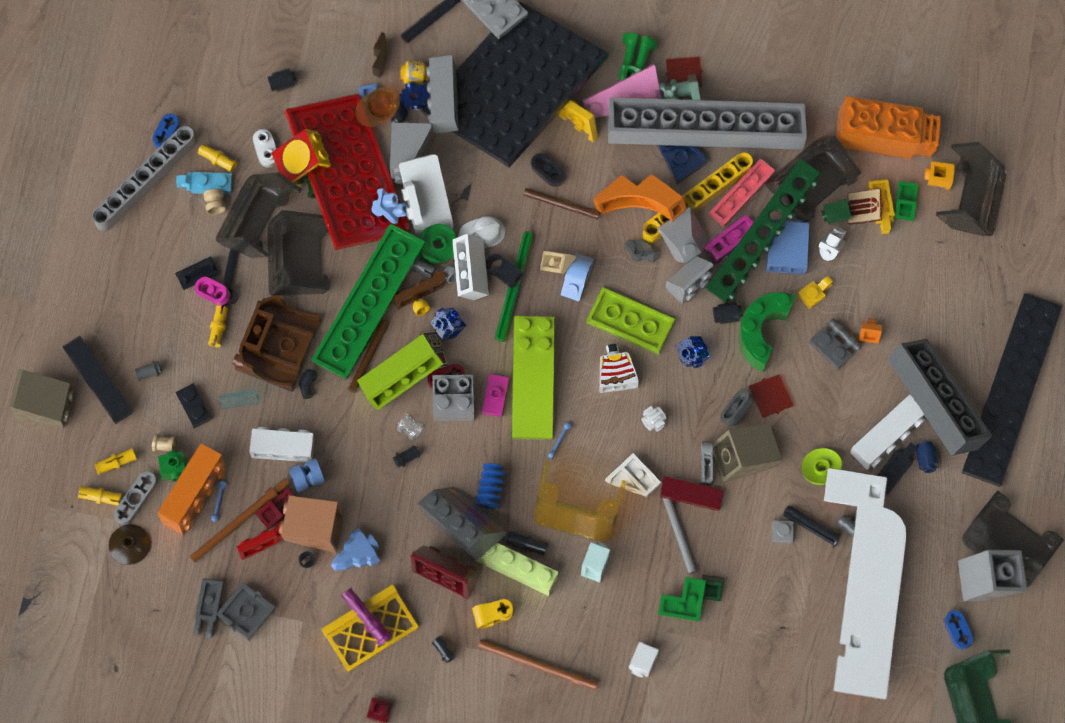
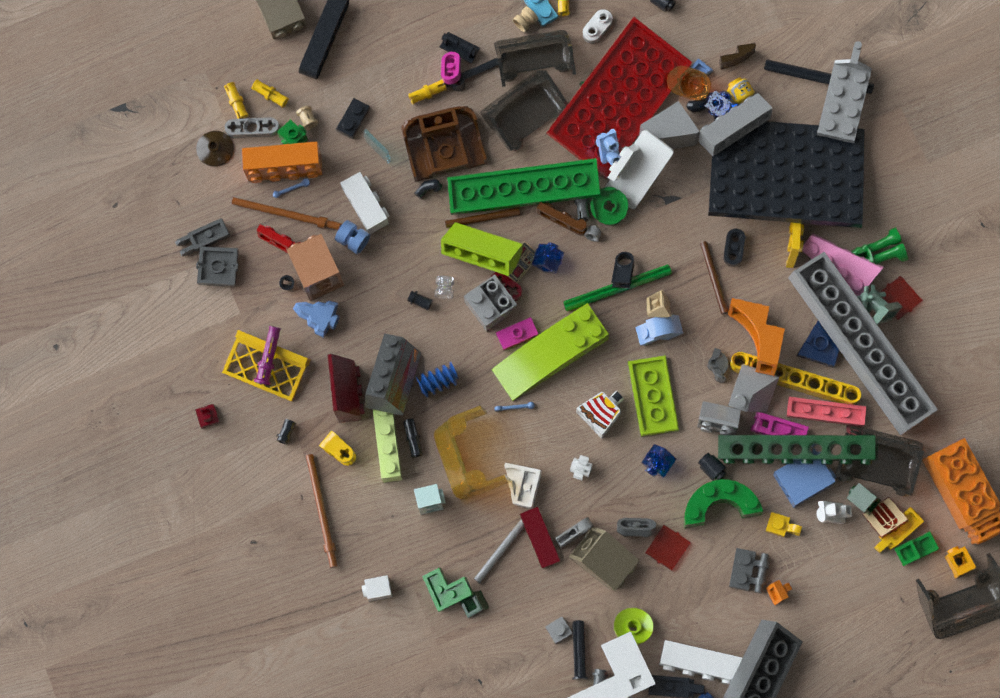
camera: 65 degrees right, 5 degrees up
(148, 370) = (360, 69): dark grey pin -> none
(272, 512) = (305, 230): dark red slope -> none
(300, 155) = (603, 54): yellow panel -> none
(421, 307) = (549, 229): yellow hinge -> none
(470, 267) = (606, 243): white brick -> none
(487, 228) = (644, 234): white piece -> none

